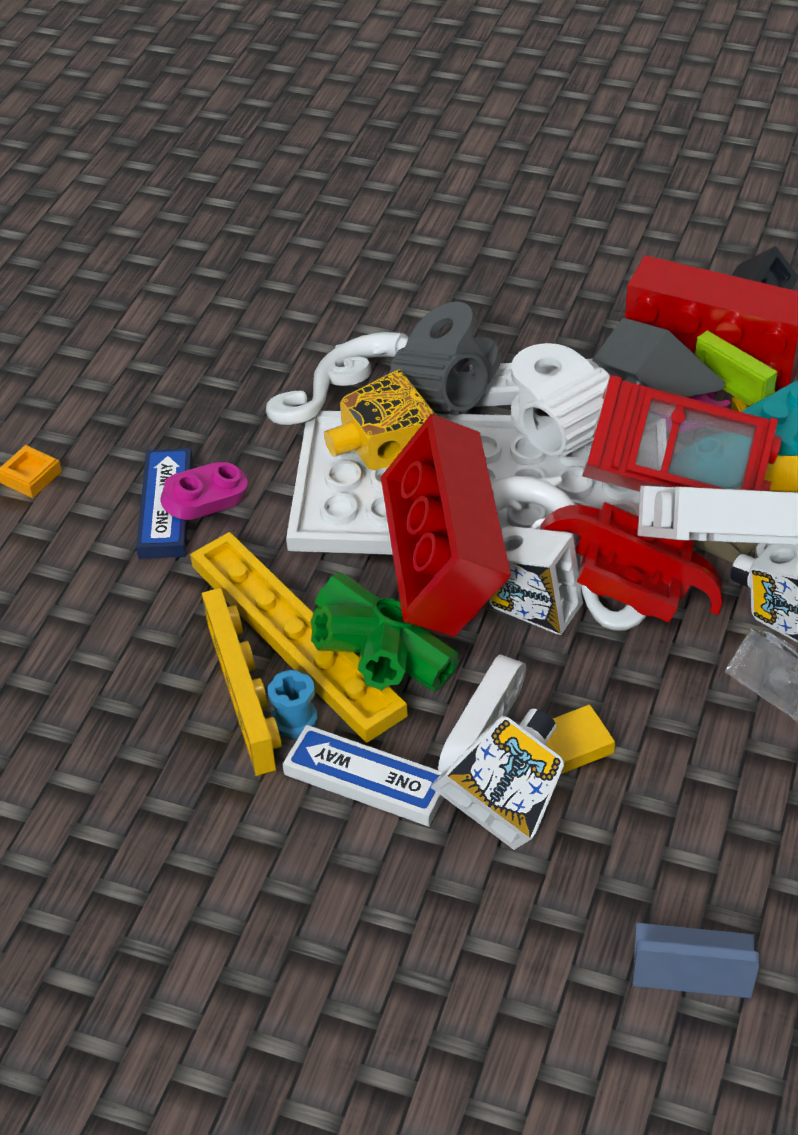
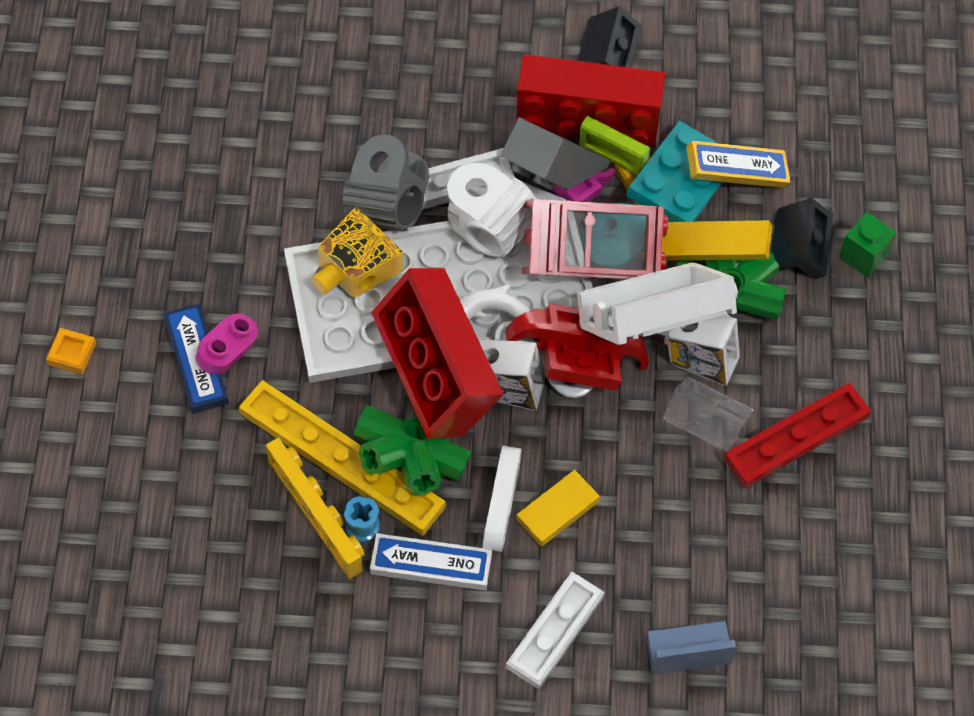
camera: 20 degrees left, 15 degrees up
(343, 367) = (307, 203): white plant -> none
(506, 777) = (535, 547): torso -> none
(506, 895) = (555, 630): none -> white tile

